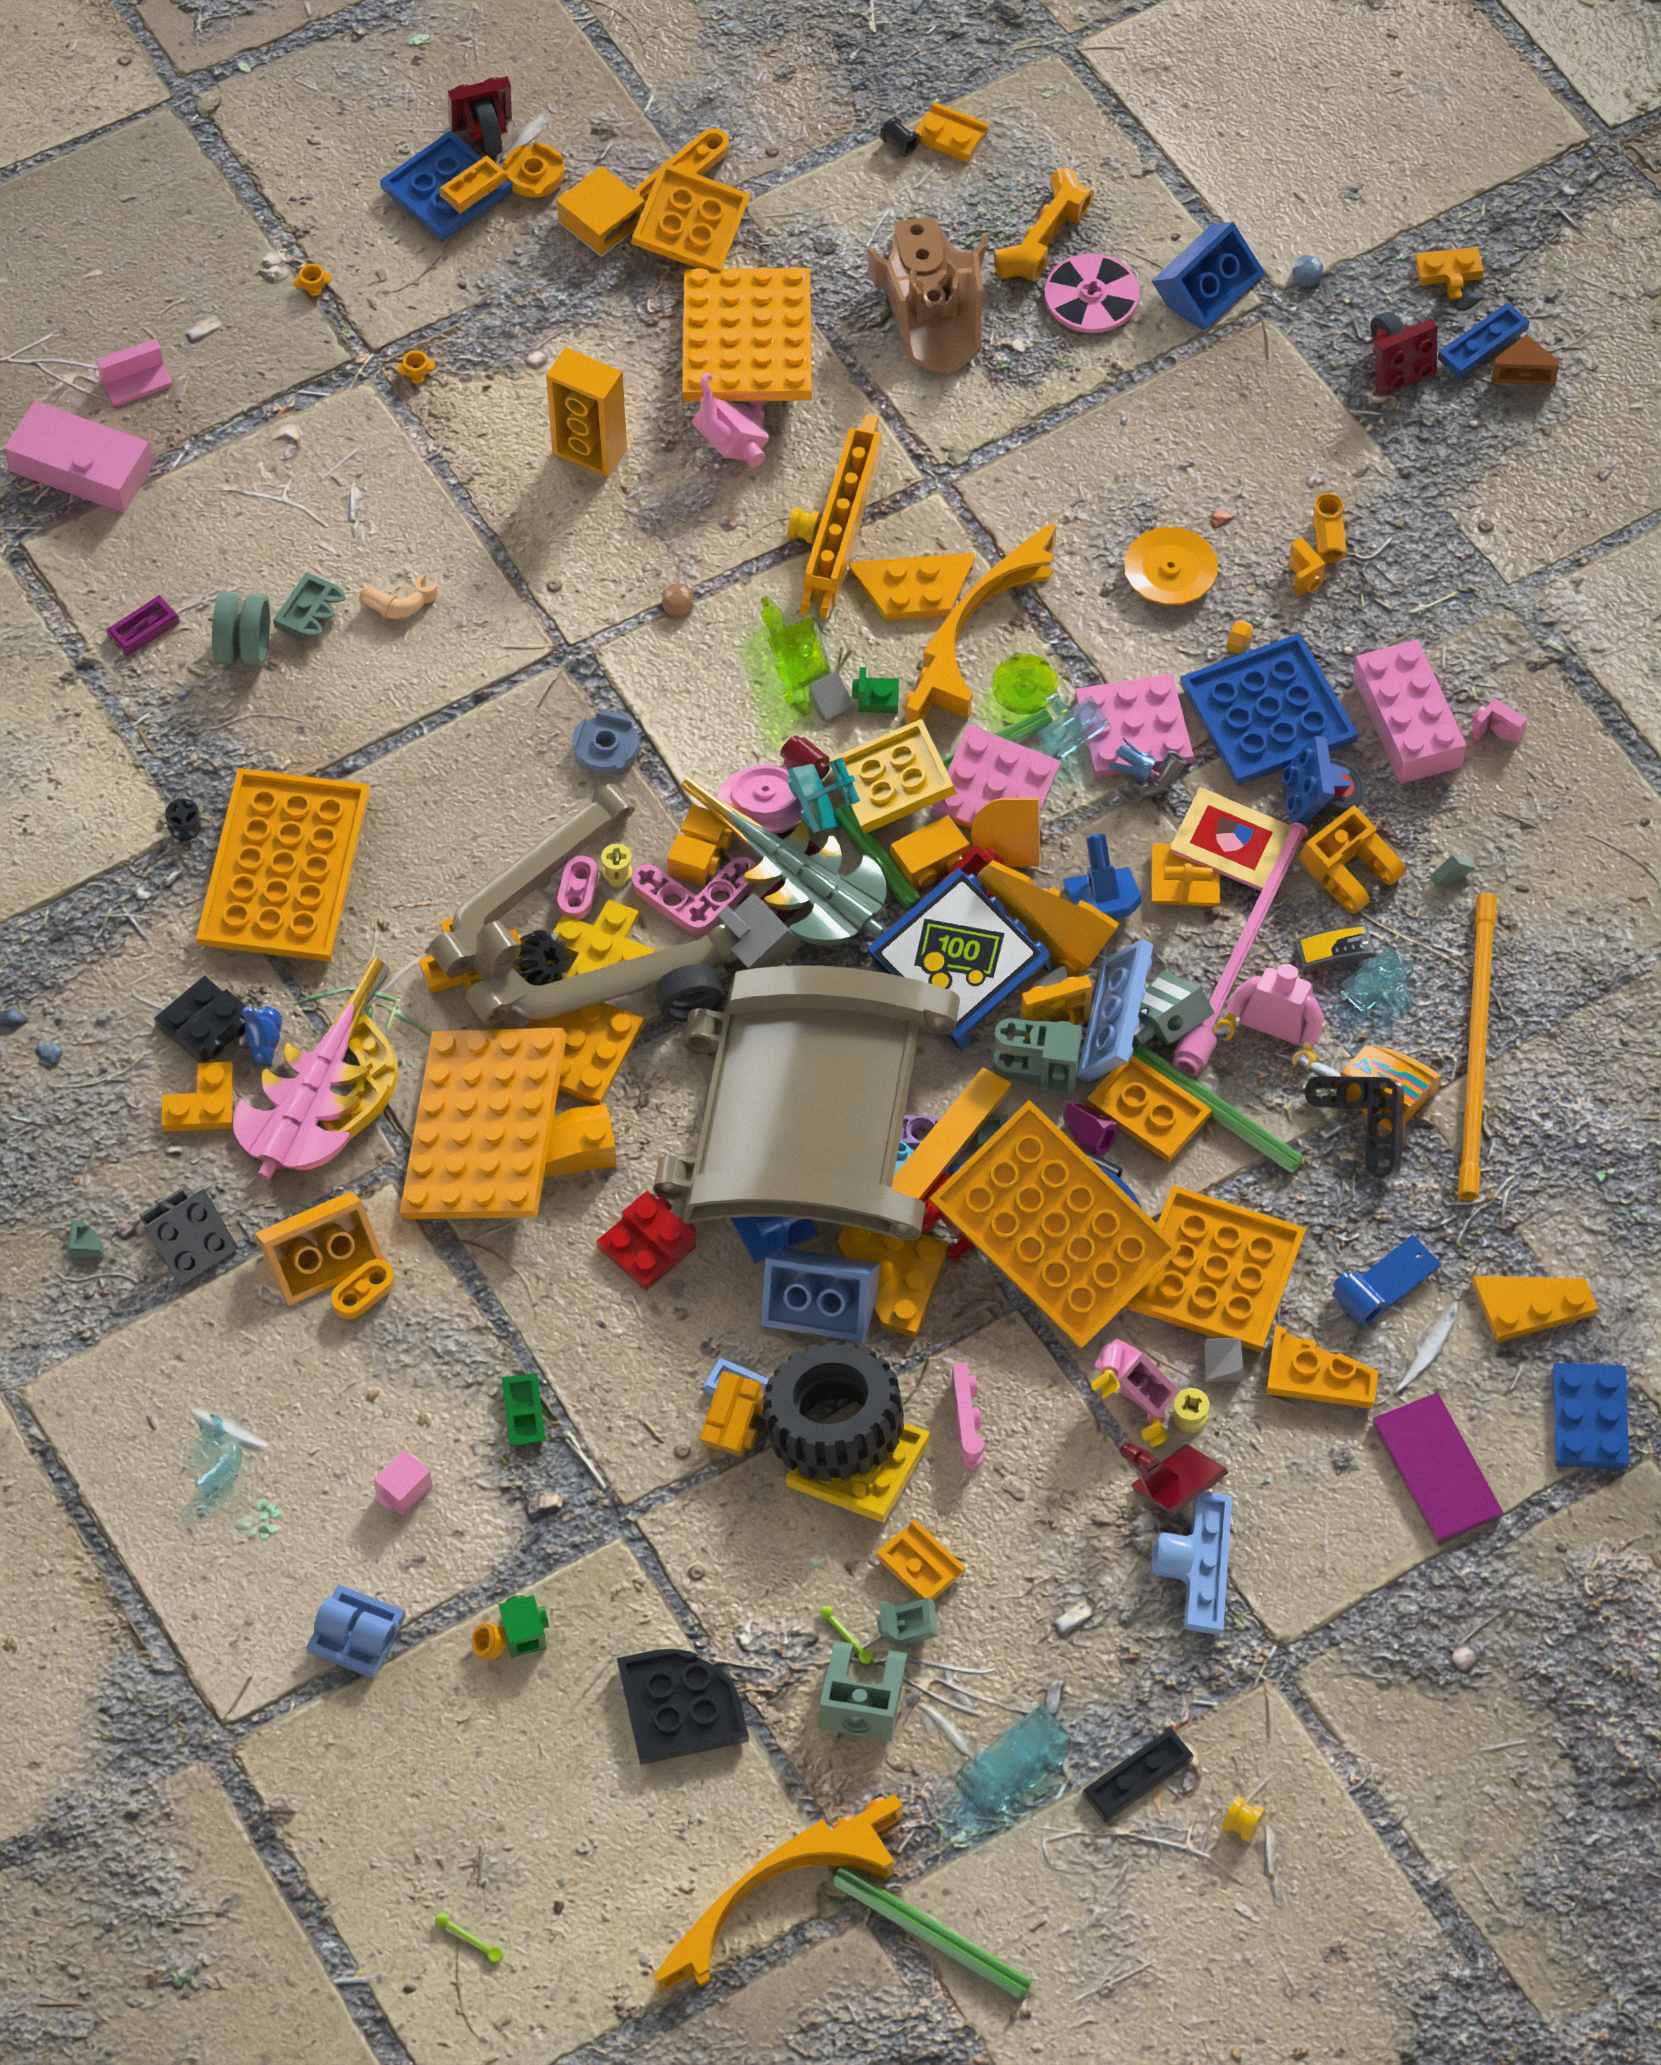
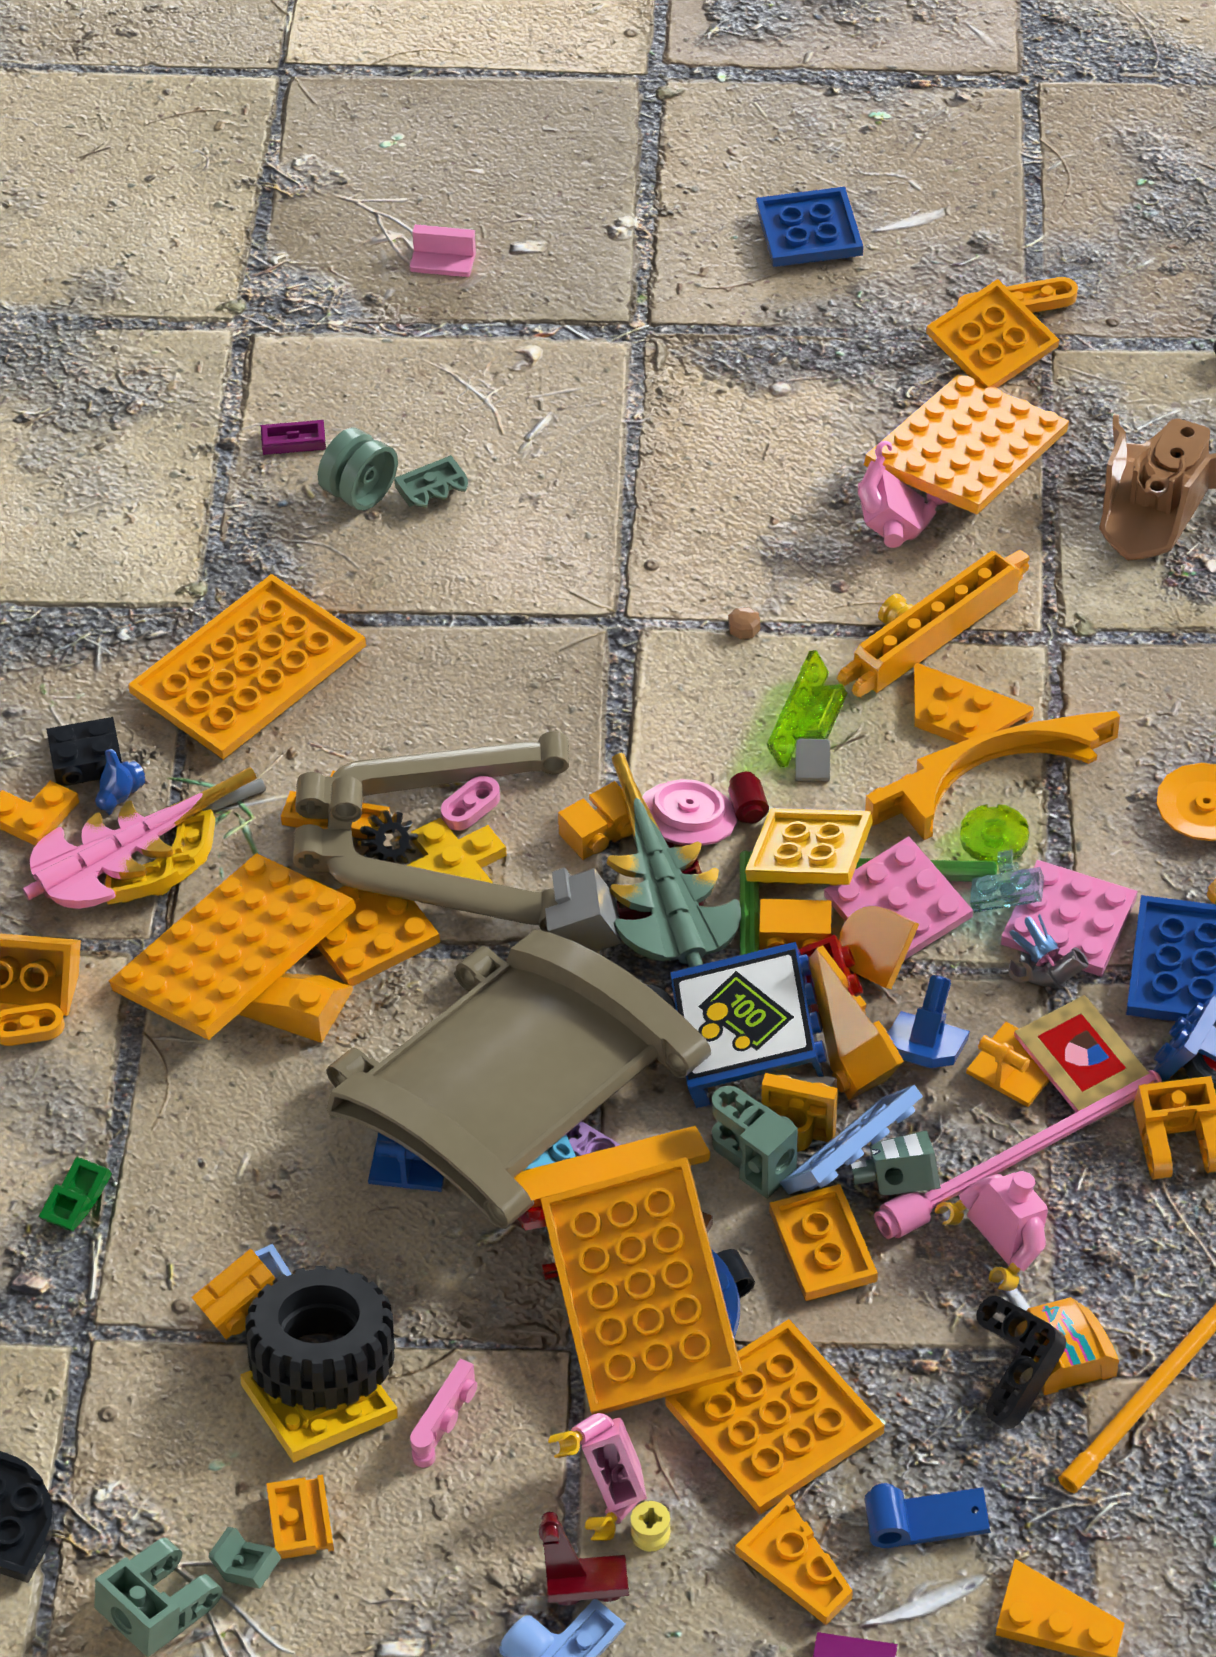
camera: 35 degrees right, 10 degrees down
(79, 456) = (346, 290): bright pink brick -> none
(183, 811) = (197, 592): black wheel -> none
(308, 274) = (642, 247): light orange plate -> none
(398, 608) = (502, 516): light nougat piece -> none
(416, 359) = (672, 347): light orange plate -> none
(473, 184) = (826, 230): light orange plate -> none
(482, 111) = (879, 180): dark red plate -> none
(534, 170) = (892, 246): light orange plate -> none
(586, 412) = (768, 431): light orange brick -> none
(600, 210) = (919, 296): light orange piece -> none
(610, 759) = (589, 718): sand blue plate -> none
(614, 865) = (516, 795): light yellow bush -> none
(648, 1240) = (293, 1114): red plate -> none
(675, 985) = (492, 915): black tyre -> none
(691, 904) = (543, 868): bright pink beam -> none
(807, 786) = (723, 824): teal plate -> none
(819, 1294) = (396, 1235): medium blue slope -> none
(865, 1656) = (188, 1571): lime hinge -> none
(876, 694) = (854, 777): green bracket -> none
(905, 1274) = (482, 1262): light orange plate -> none
(1090, 1128) = (754, 1231): magenta rock -> none
(1223, 1360) = (716, 1499): light grey slope -> none
(1225, 1113) = (889, 1282): bright green axle -> none
(1336, 945) = (1115, 1197): slope -> none
(1379, 980) = (1129, 1248): clear light blue plate -> none

